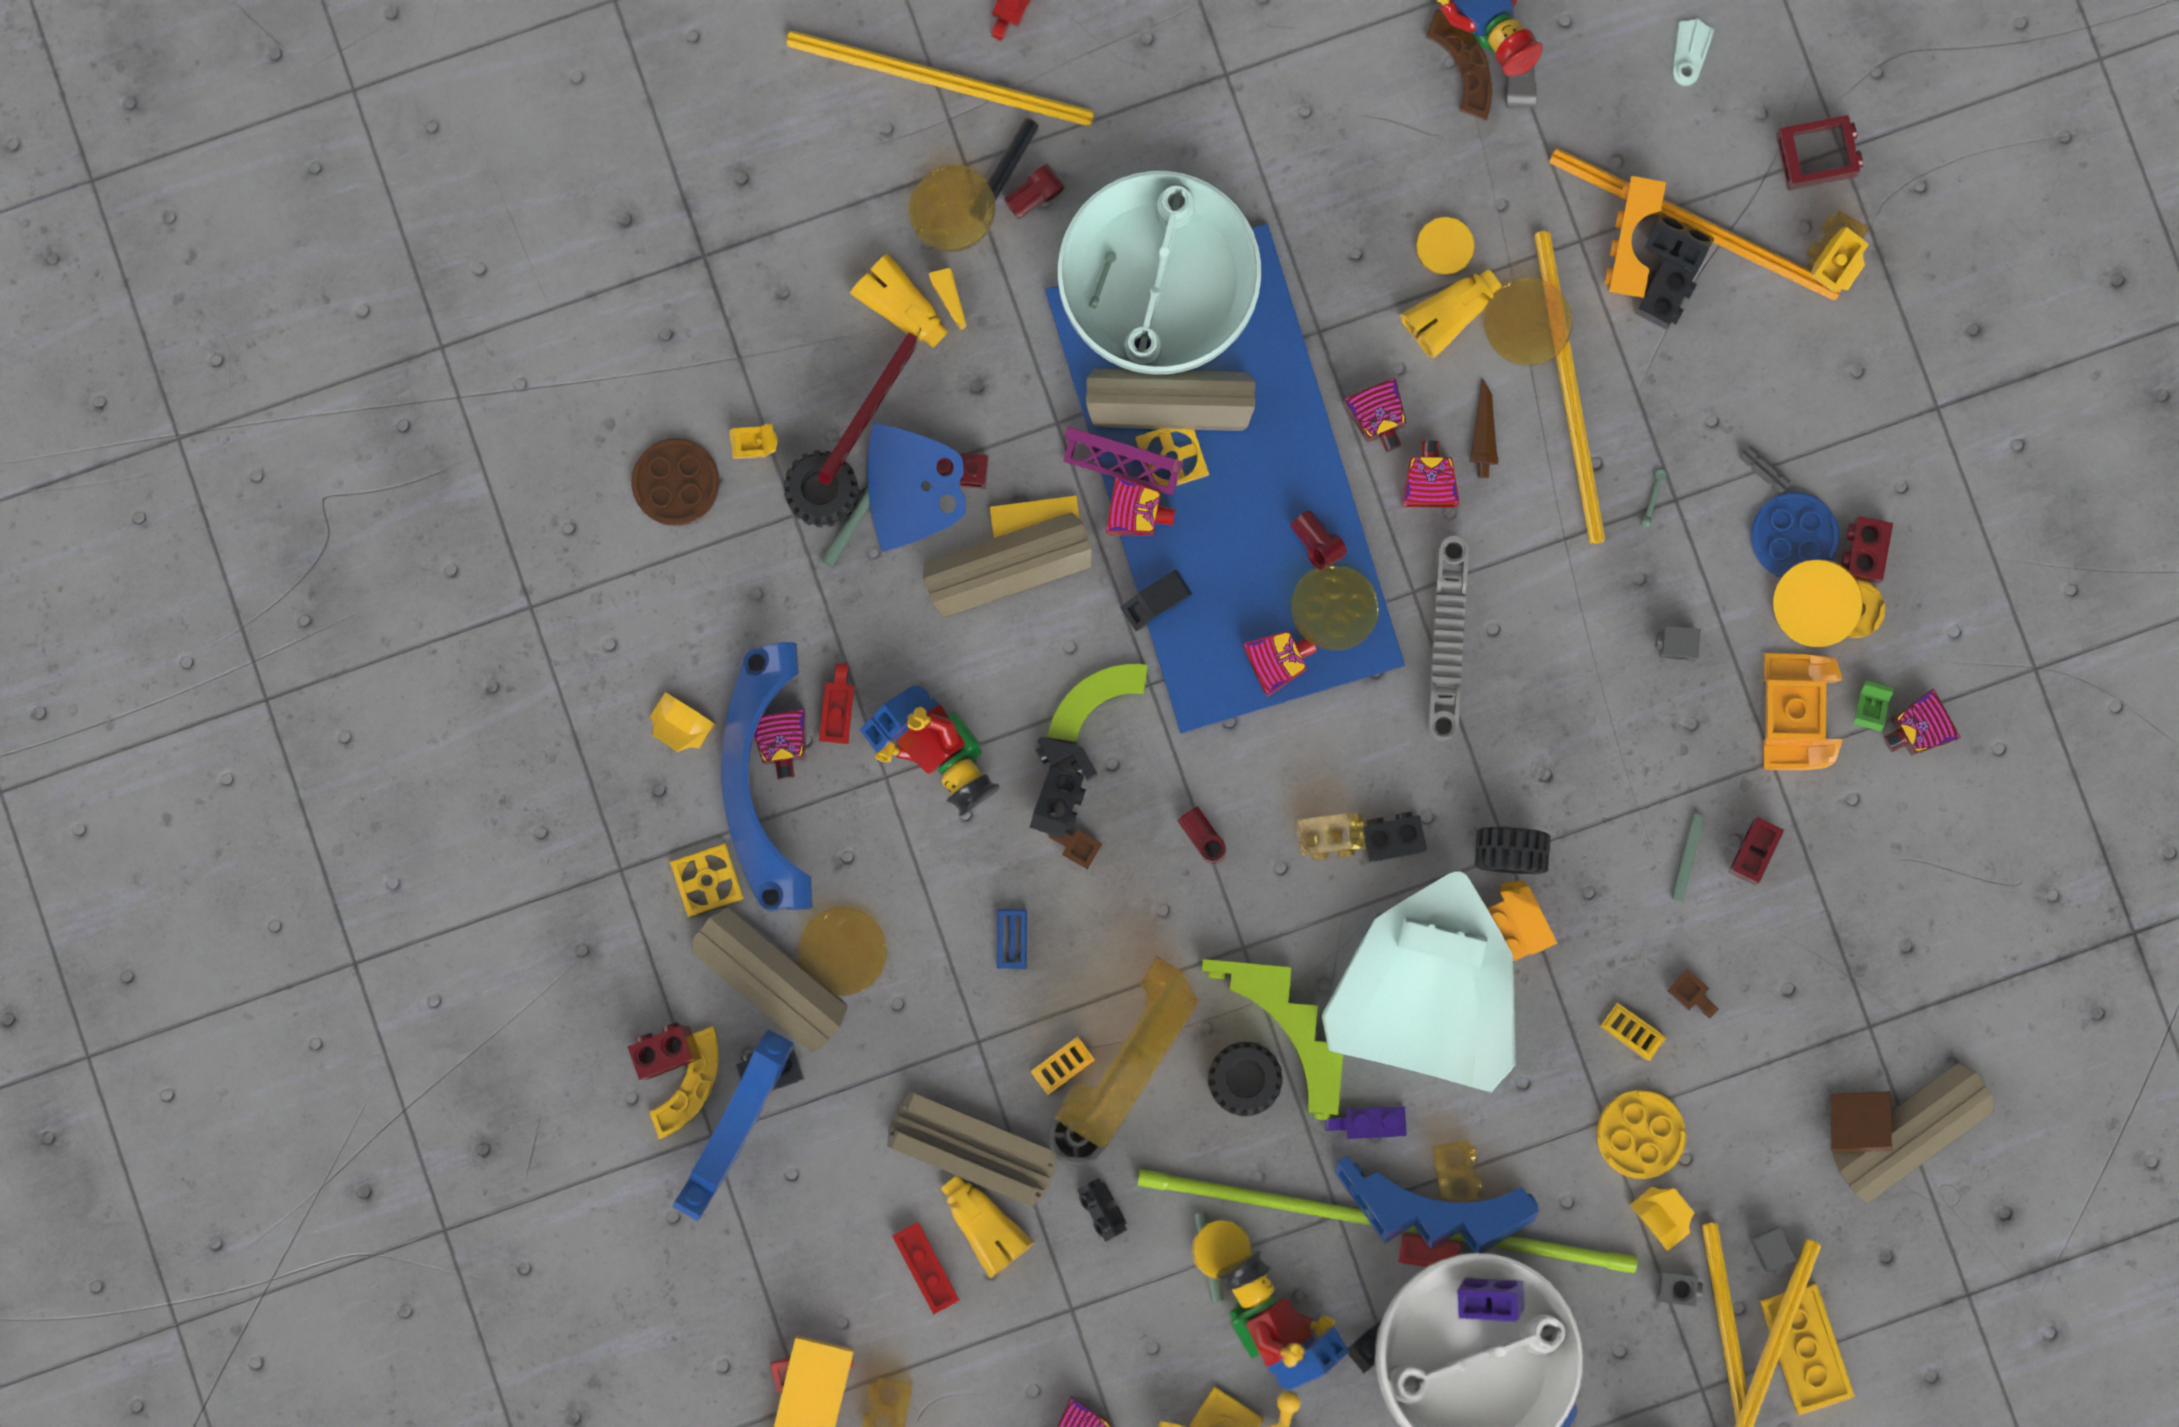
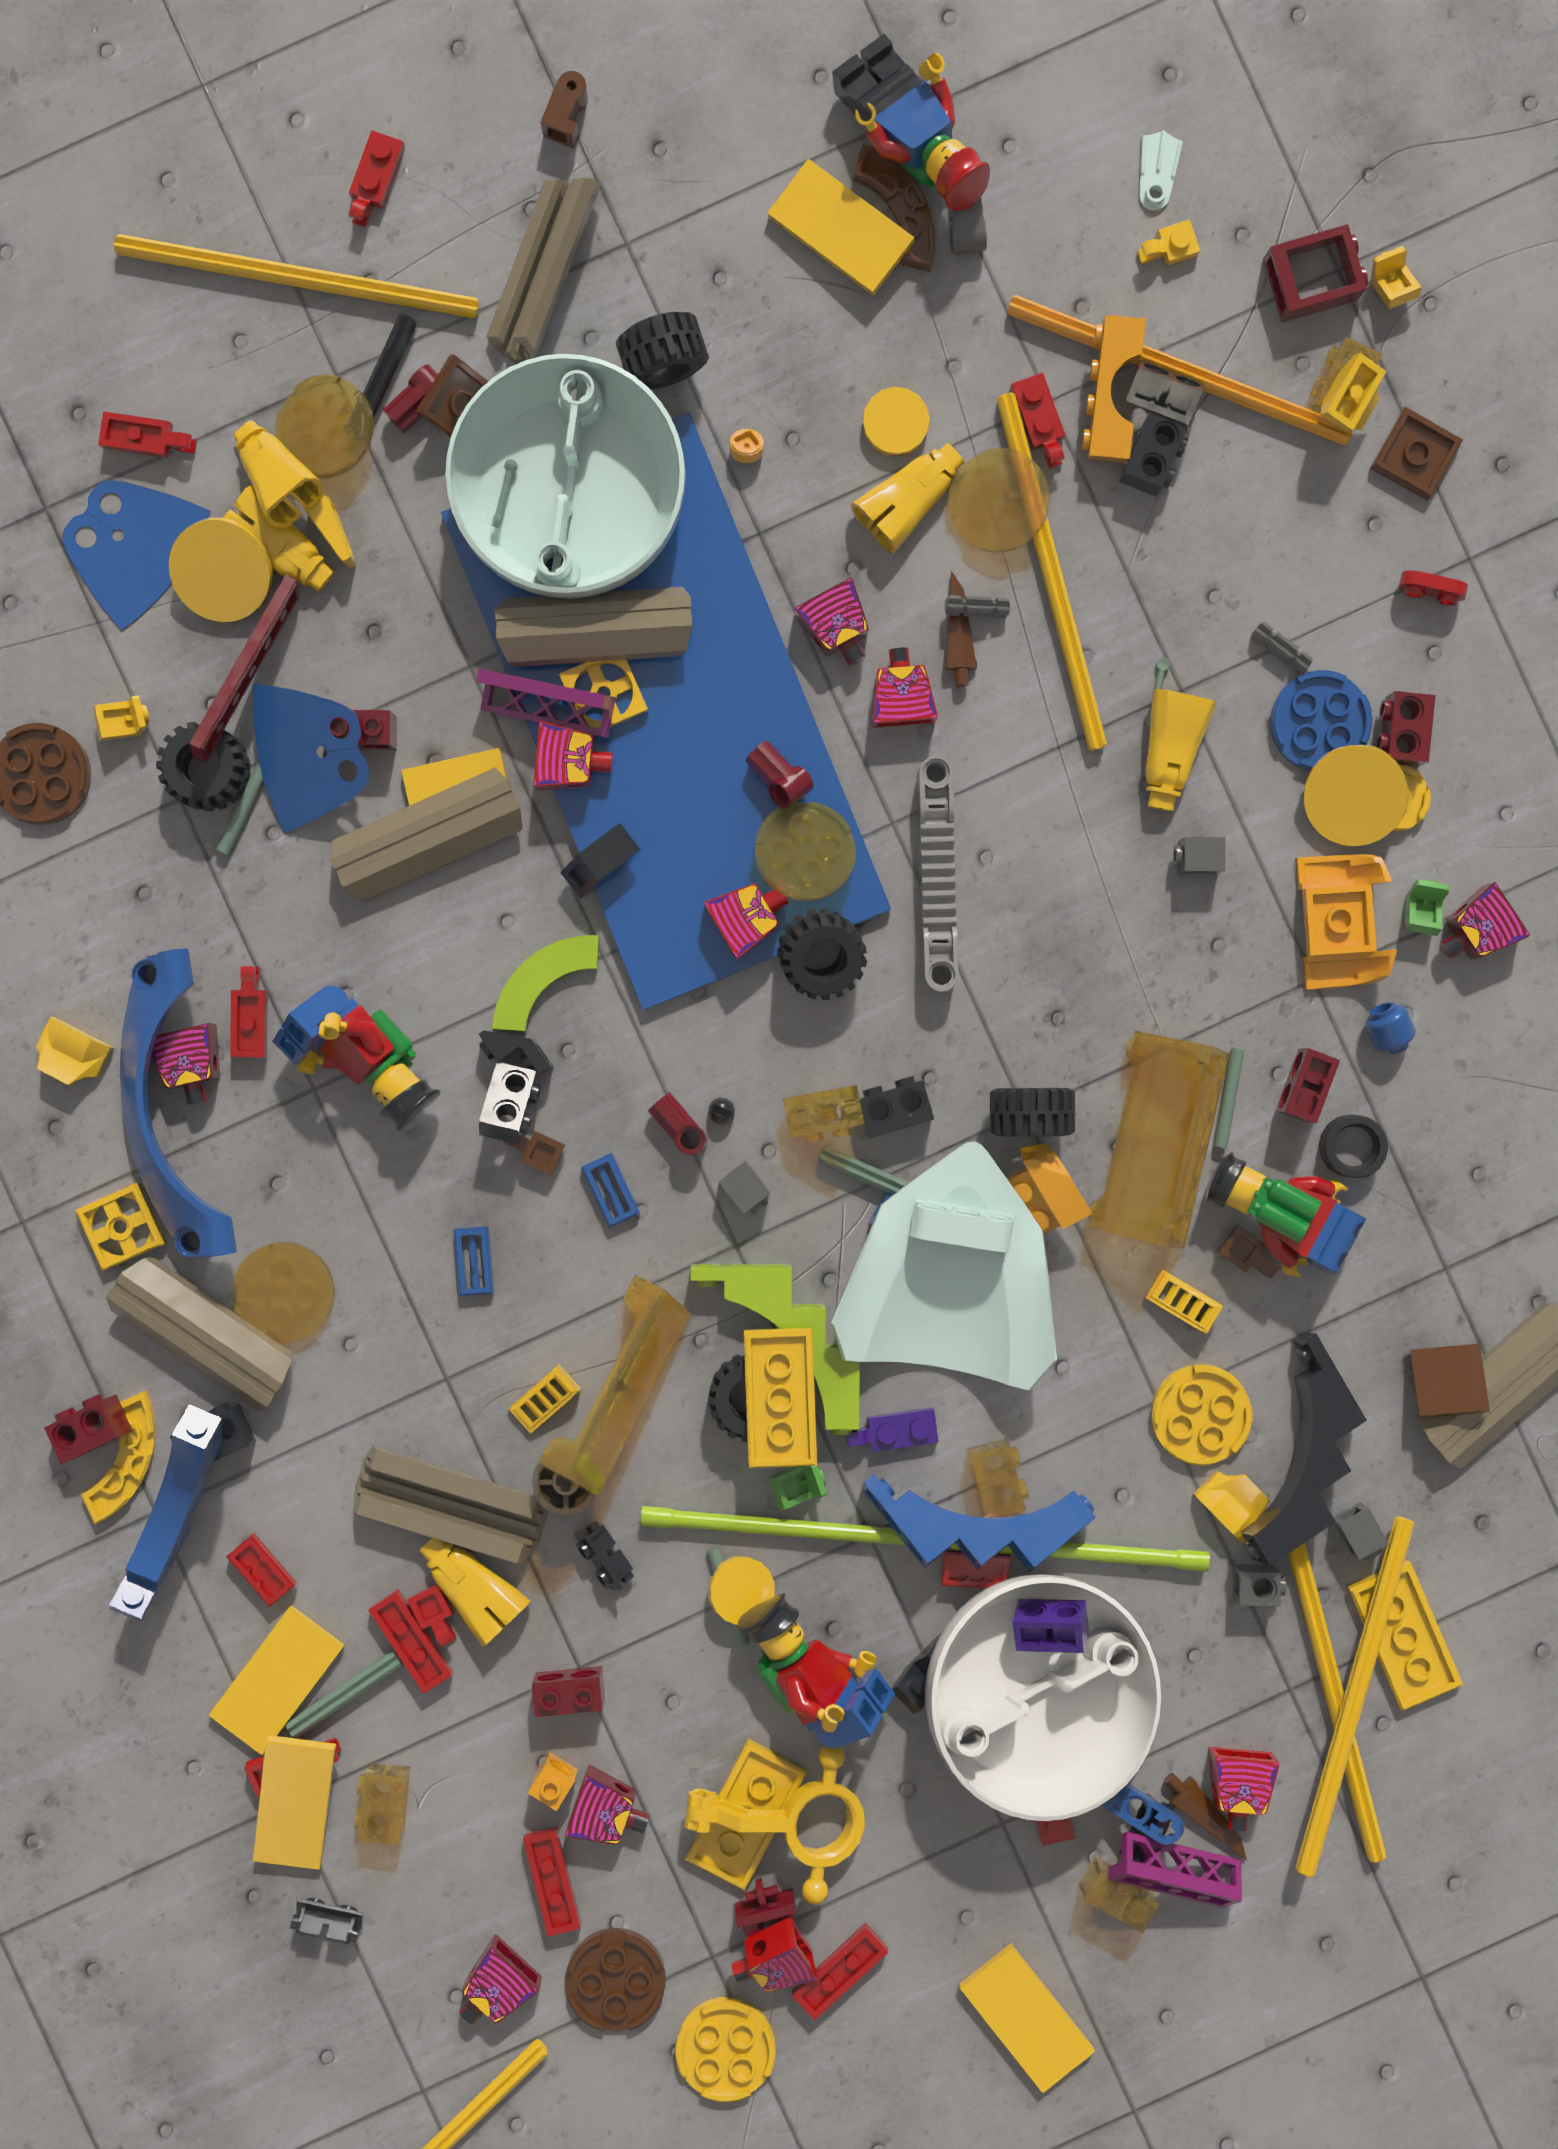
camera: 10 degrees left, 5 degrees up
(794, 202) = (142, 435): none -> red plate
(795, 295) = (133, 571): none -> blue piece
(800, 1192) = (261, 1570): none -> red plate
(803, 1292) = (276, 1679): none -> yellow tile
(852, 323) = (220, 570): none -> yellow tile
(863, 1309) = (344, 1694): none -> sand green axle
(908, 246) = (276, 475): none -> yellow piece
(946, 1241) = (432, 1609): none -> red plate
(1040, 1403) = (552, 1781): none -> light orange brick
(1061, 1324) = (568, 1691): none -> dark red brick
(1066, 194) = (450, 394): none -> reddish brown tile
(1129, 864) = (608, 1184): none -> blue tile
(1150, 91) = (541, 267): none -> dark tan piece
(1237, 833) = (725, 1104): none -> black hinge
(1250, 171) = (663, 349): none -> black tyre
(1256, 896) = (745, 1189): none -> dark grey brick
(1271, 1077) = (780, 1397): none -> yellow tile
(1279, 1161) = (797, 1485): none -> bright green bracket
(1314, 256) = (746, 445): none -> light orange tile
(1351, 719) = (837, 975): none -> black tyre
(1357, 890) = (861, 1170): none -> sand green axle
(1411, 77) = (840, 227): none -> yellow tile
(1502, 411) = (977, 606): none -> dark grey axle
(1570, 253) = (1040, 417): none -> red plate
(1625, 887) = (1161, 1140): none -> clear yellow windscreen
(1664, 540) = (1176, 733): none -> yellow piece
(1698, 115) = (1173, 243): none -> yellow plate
(1734, 962) = (1294, 1215): none -> piece
(1750, 1141) = (1325, 1416): none -> black arch
(1812, 896) = (1379, 1149): none -> black tyre
(1833, 808) = (1390, 1027): none -> blue head
(1886, 163) = (1393, 278): none -> yellow bracket
(1896, 313) = (1416, 453): none -> reddish brown tile
(1912, 433) = (1422, 584): none -> red plate

